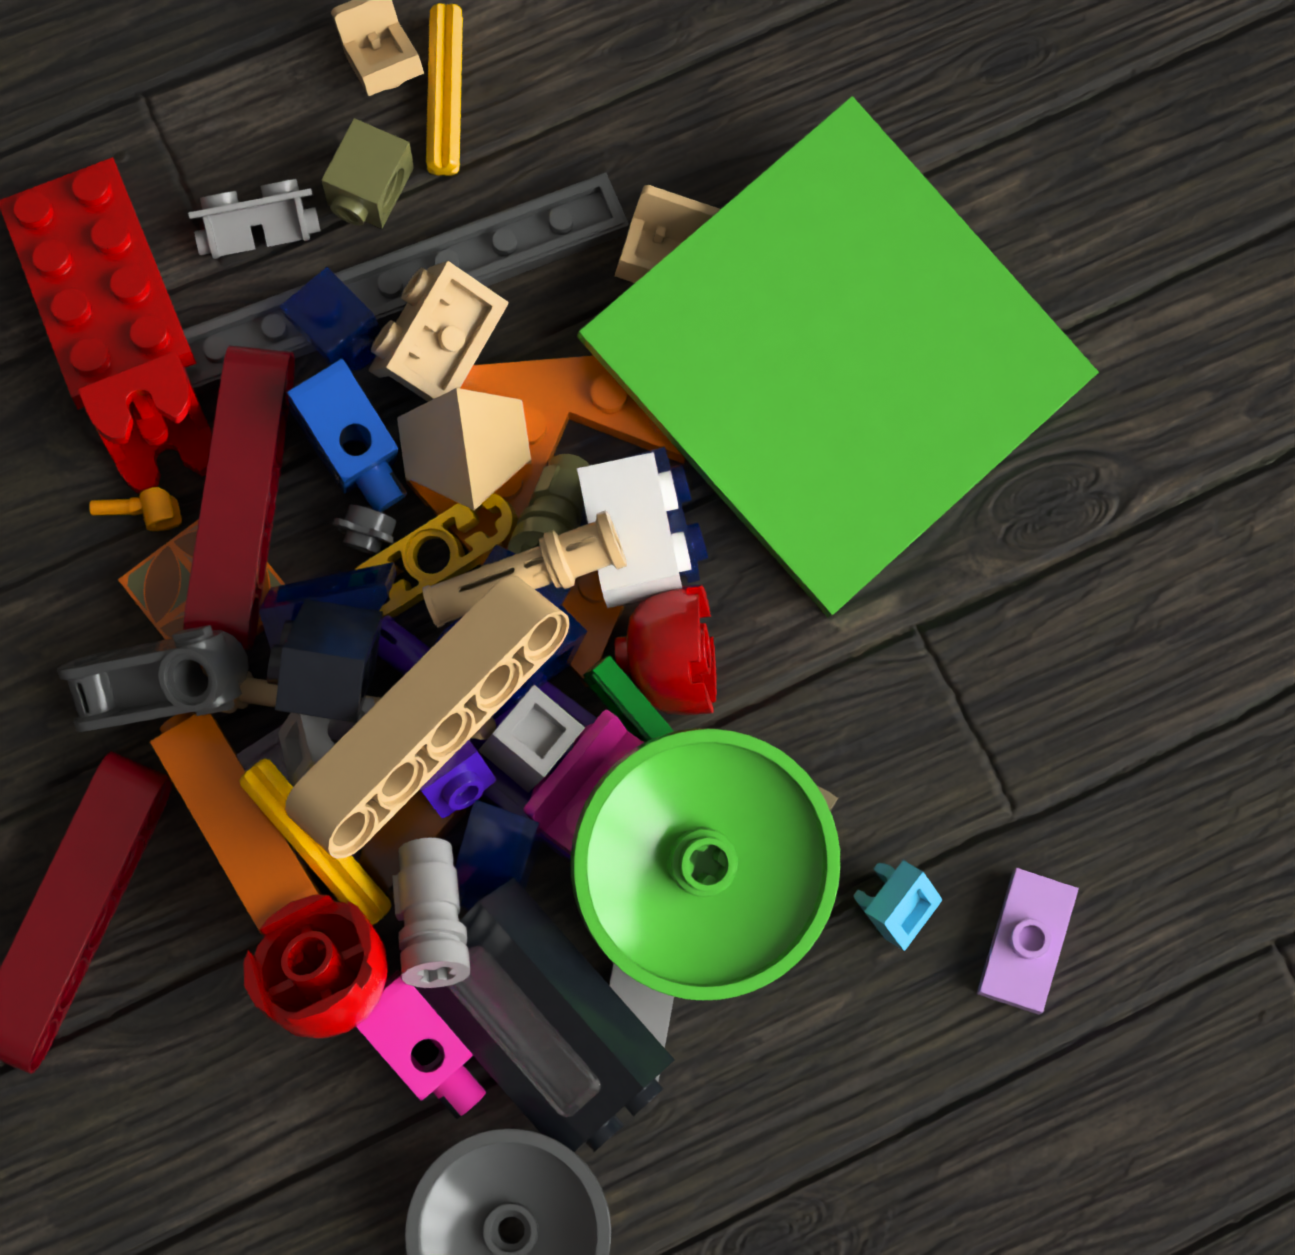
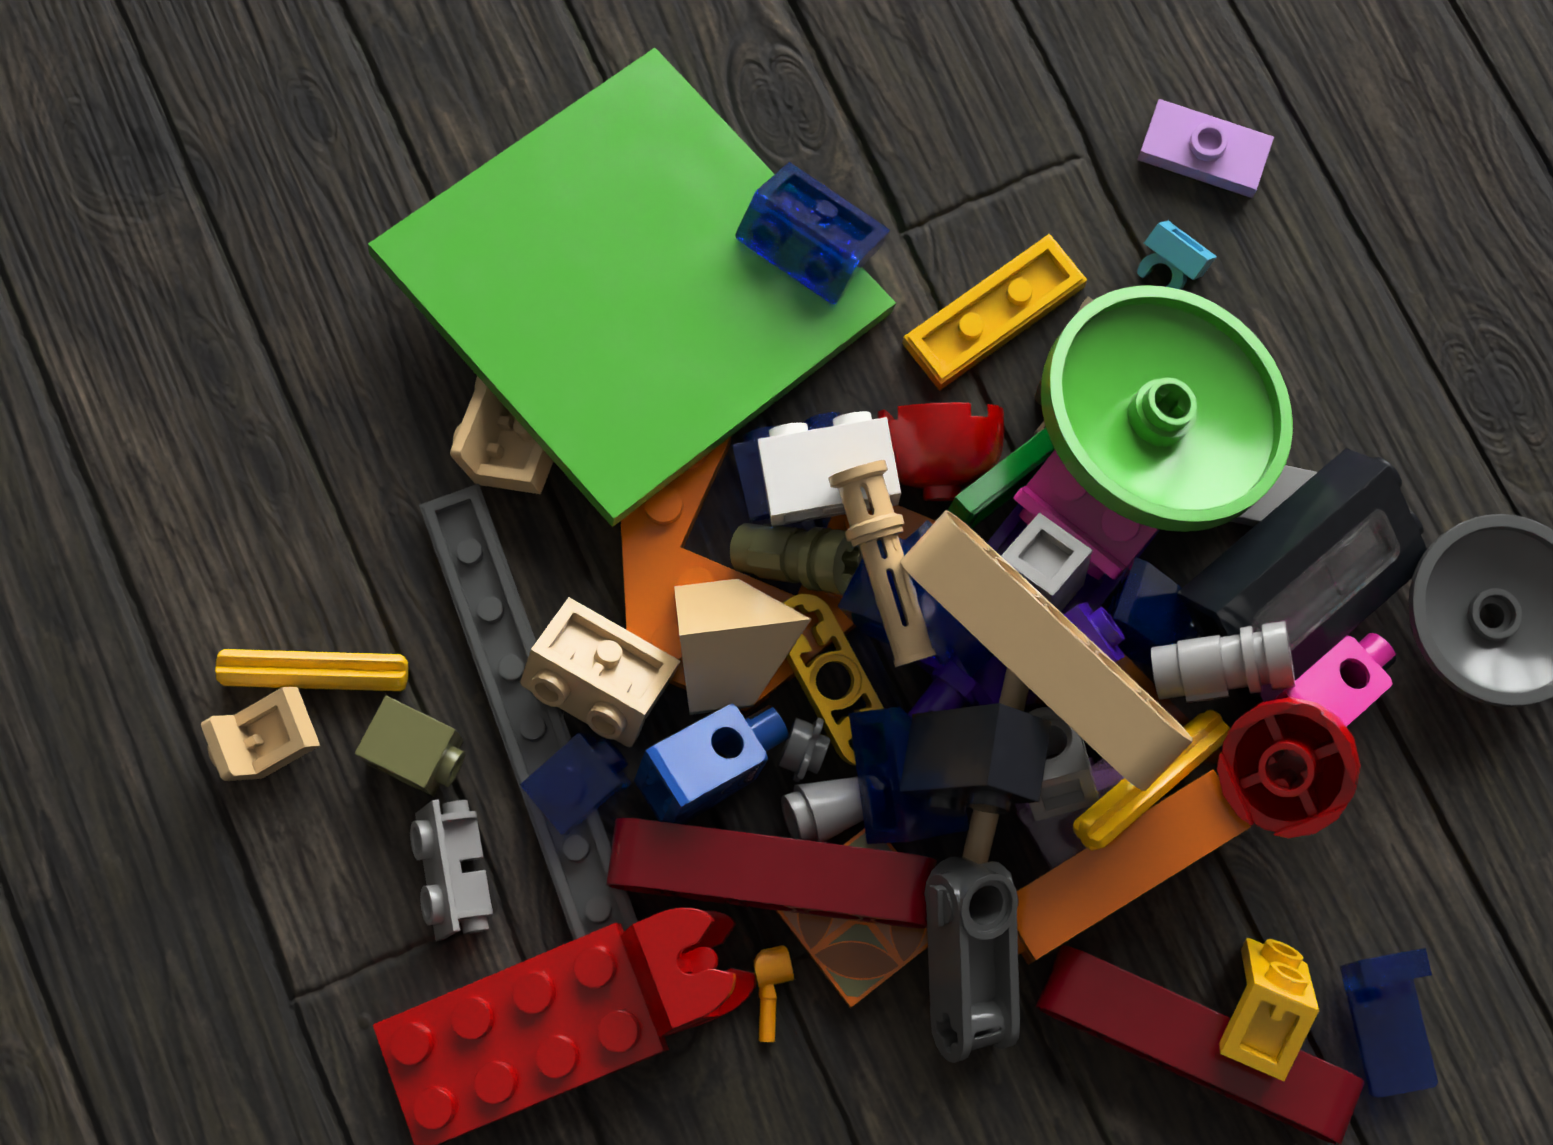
camera: 85 degrees left, 0 degrees up
(88, 1103) = (1390, 1022): none -> clear blue bracket
(101, 970) = (1272, 1010): none -> yellow bracket
(306, 546) = (822, 809): none -> light grey cone
(831, 718) = (994, 312): none -> yellow tile
(899, 521) = (810, 232): none -> clear blue bracket

